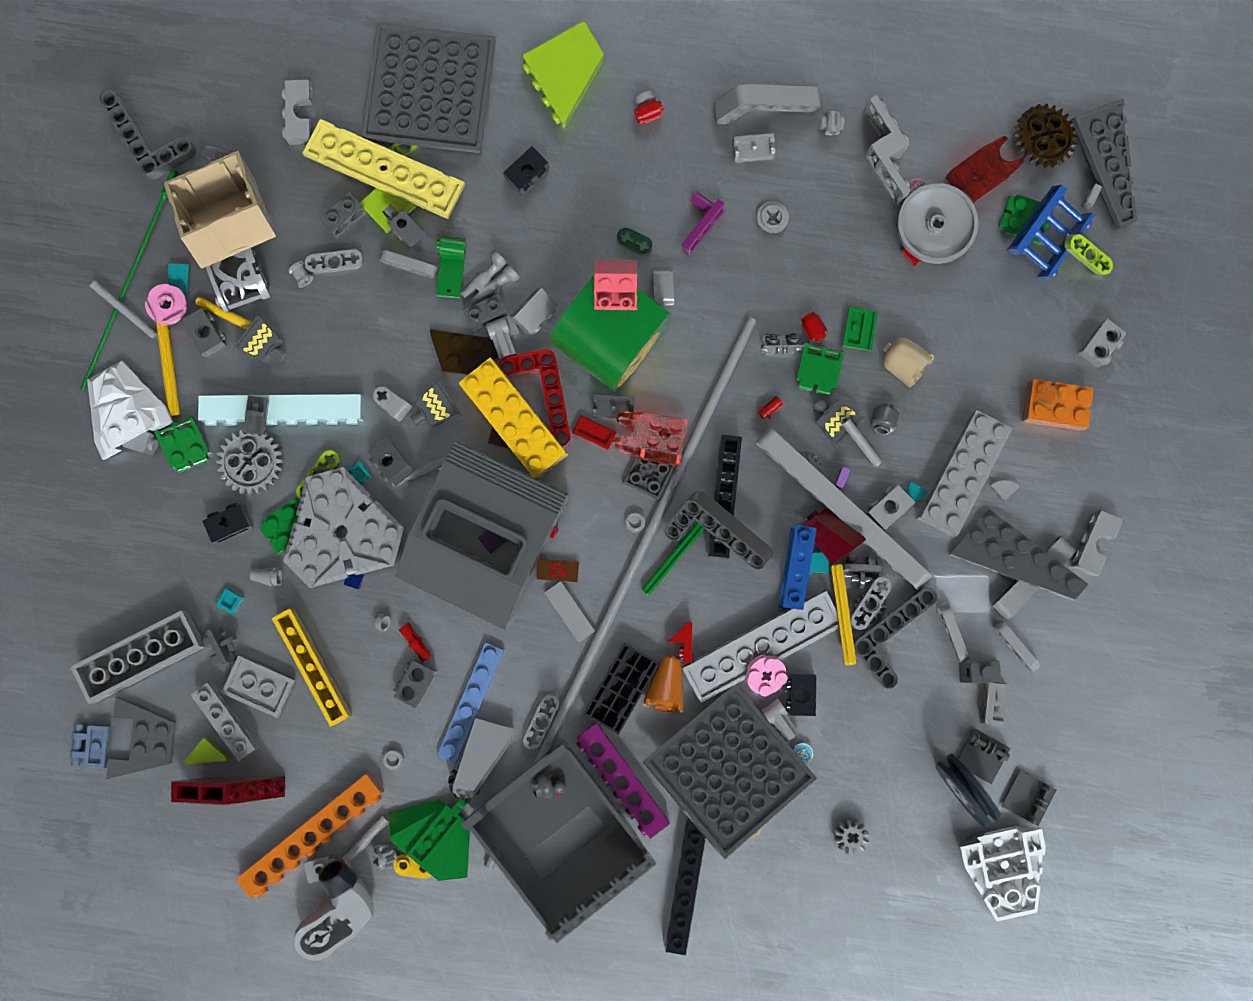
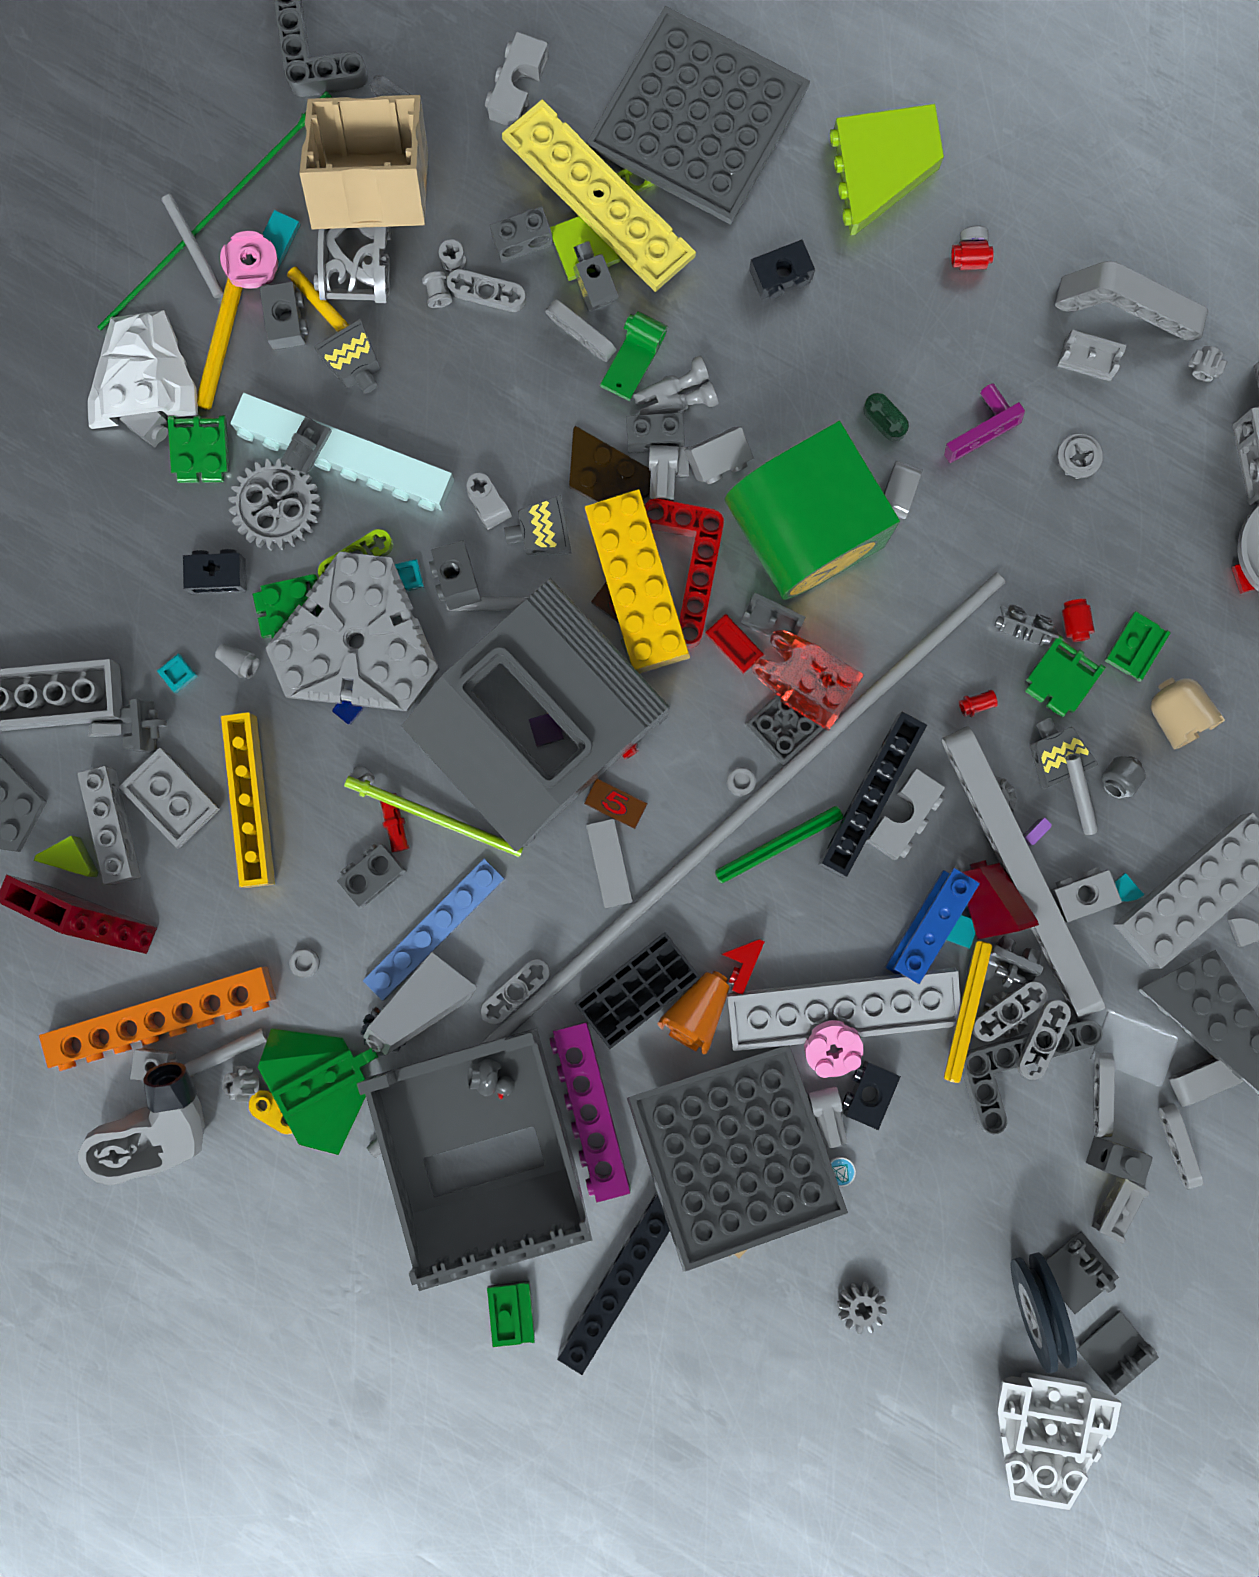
camera: 25 degrees right, 0 degrees up
(196, 658) = (104, 729): none -> light grey tile
(300, 241) = (448, 248): none -> light grey bush
(437, 628) = (429, 814): none -> lime bar
(615, 285) = (844, 455): coral slope -> none
(623, 935) = (511, 1314): none -> green plate
(722, 525) = (855, 830): dark grey beam -> none
(757, 484) = (921, 795): none -> light grey arch
(895, 597) = (1041, 1062): none -> light grey beam

